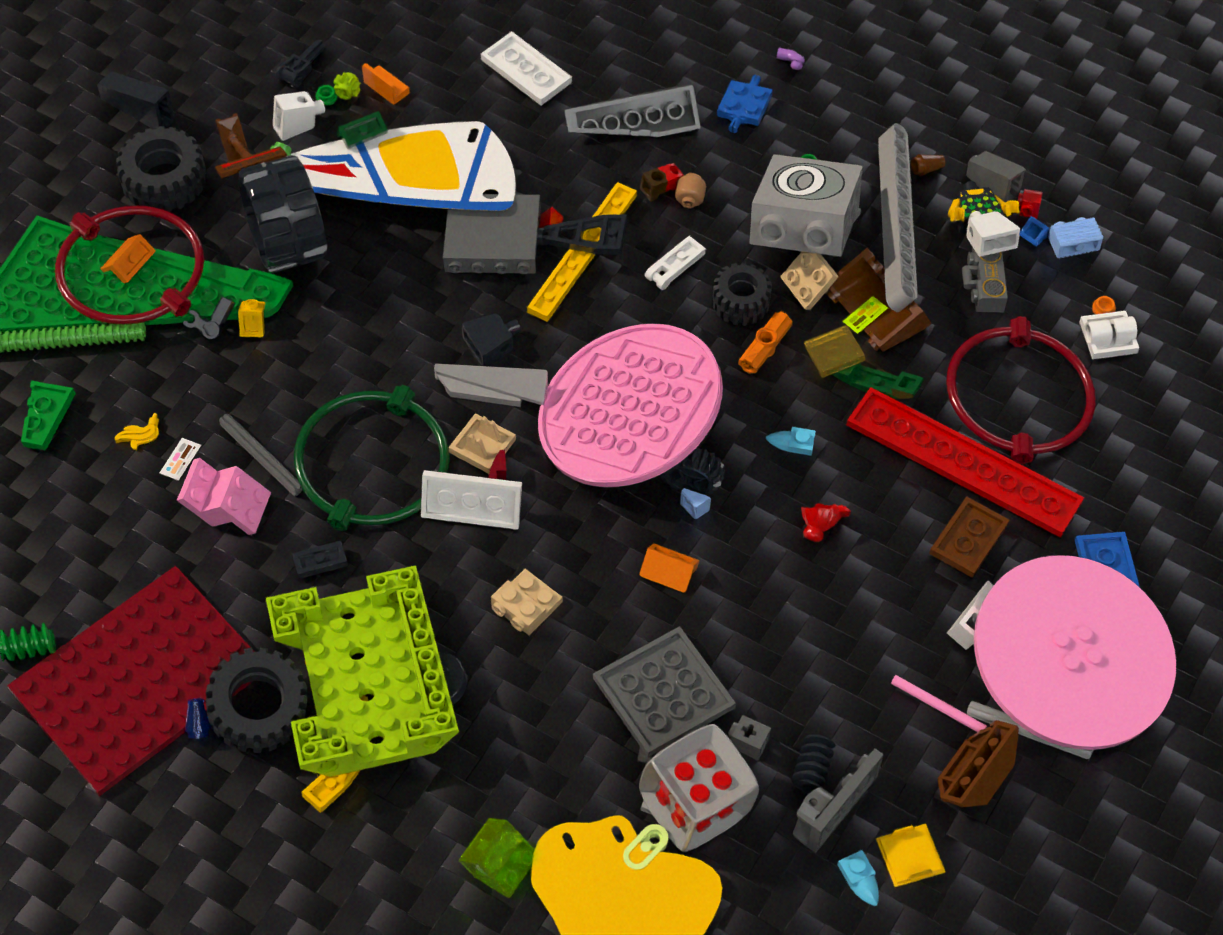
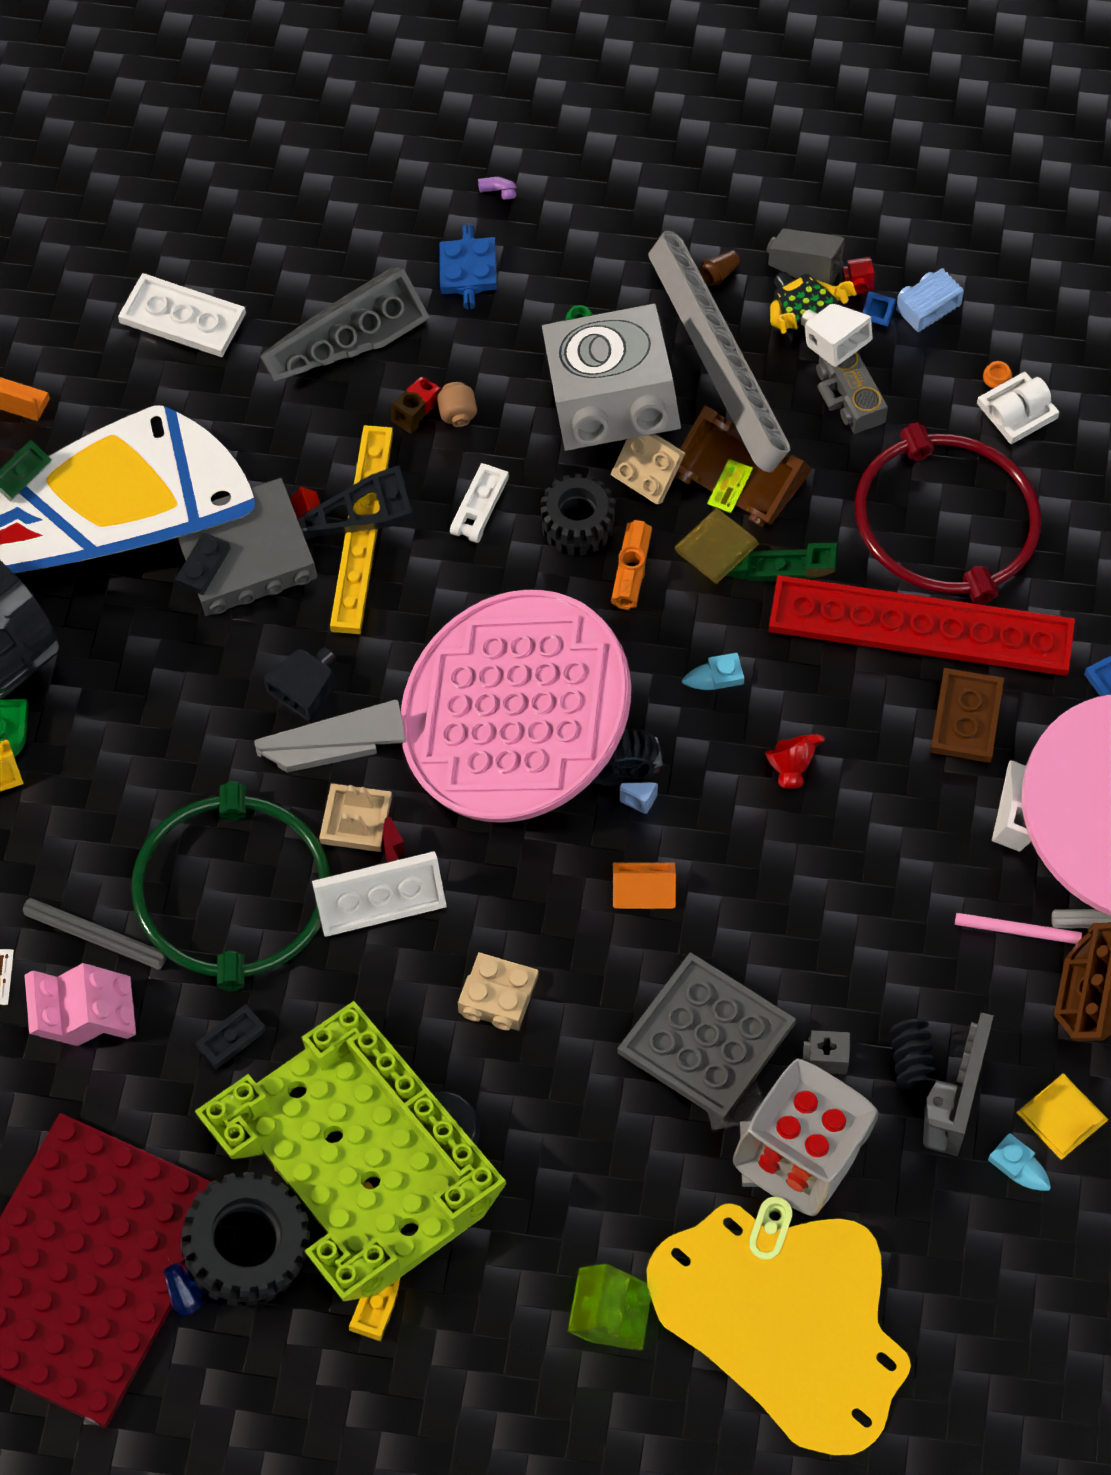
camera: 20 degrees left, 5 degrees up
(456, 232) = (203, 563): none -> black plate

